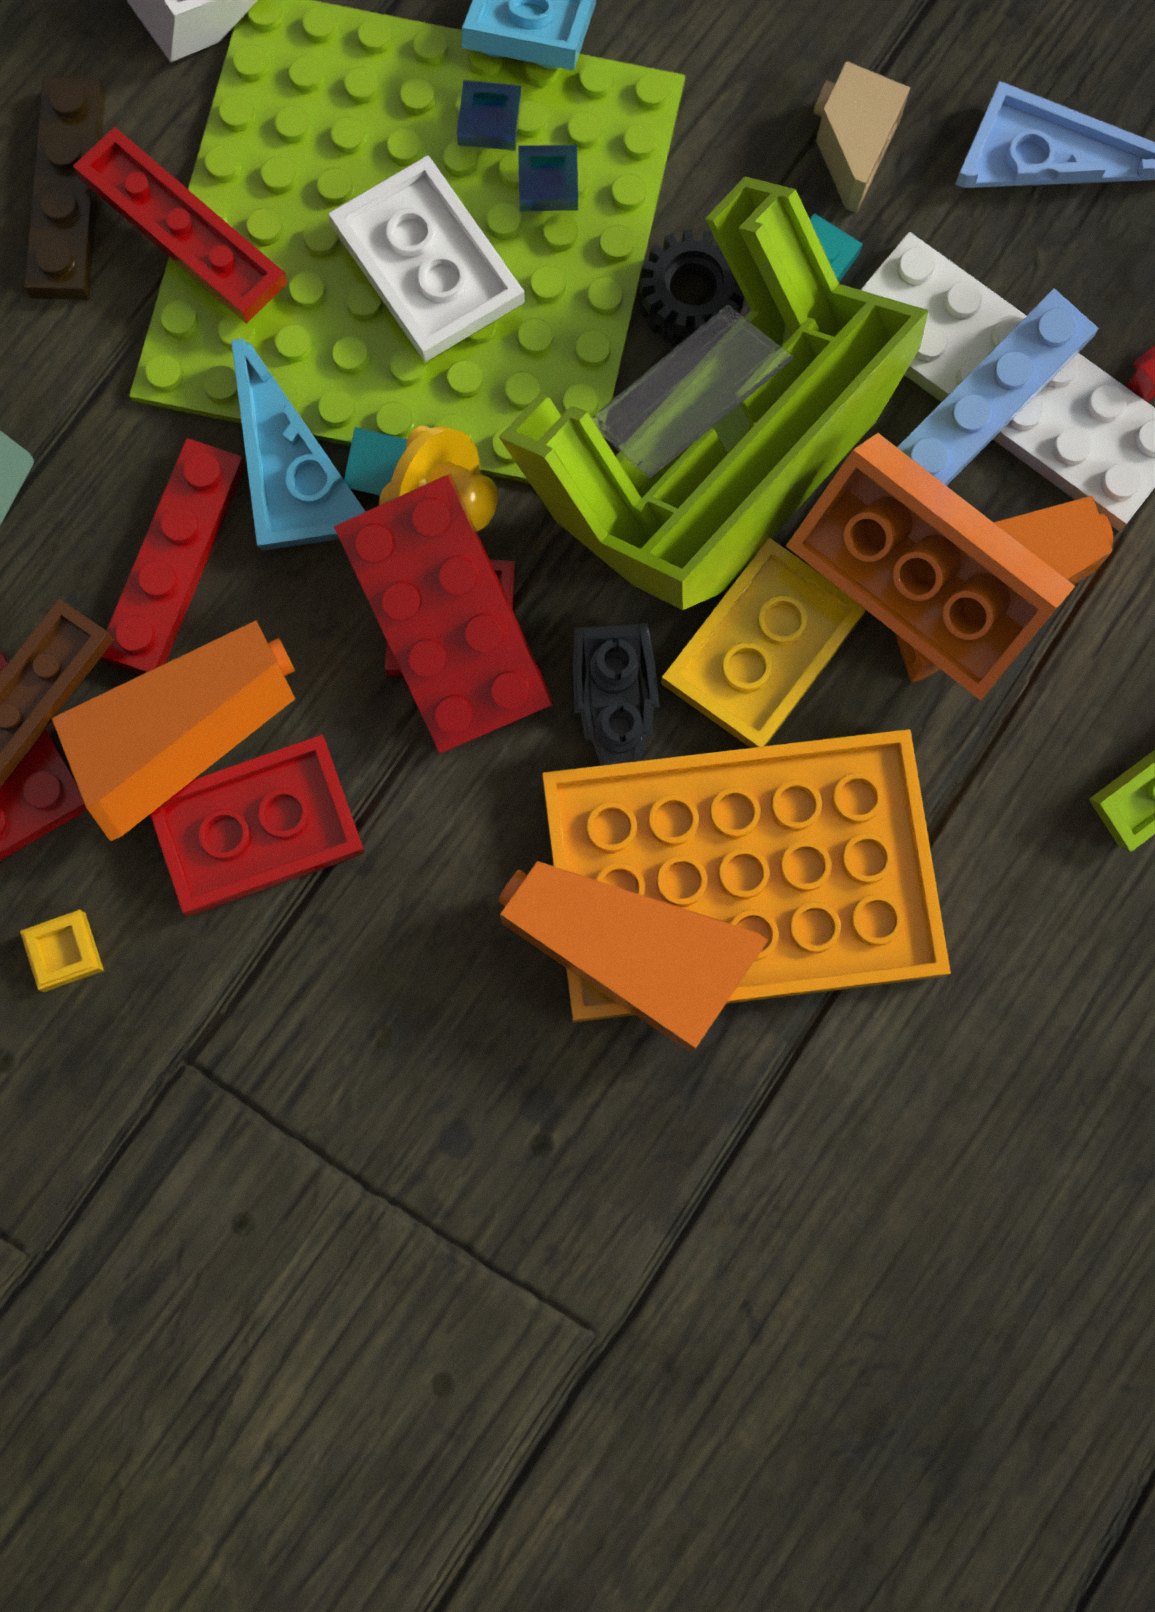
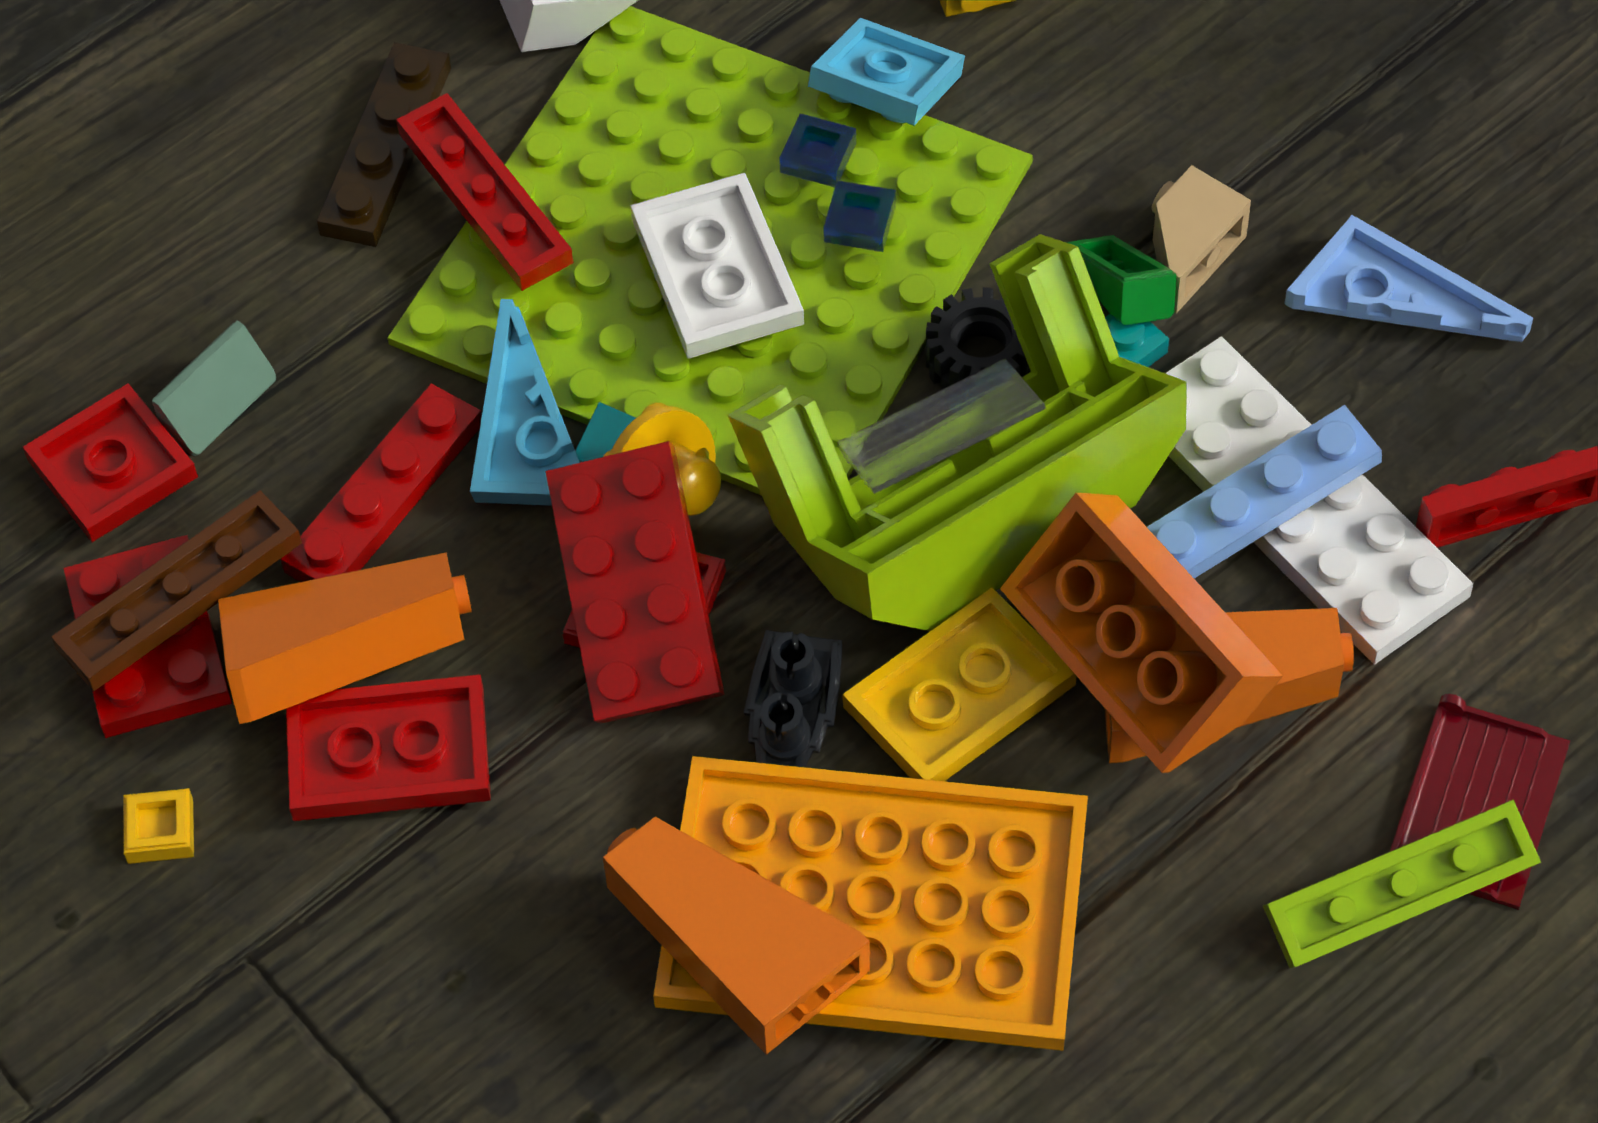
camera: 20 degrees right, 20 degrees down
(828, 194) = (1128, 281): none -> green slope

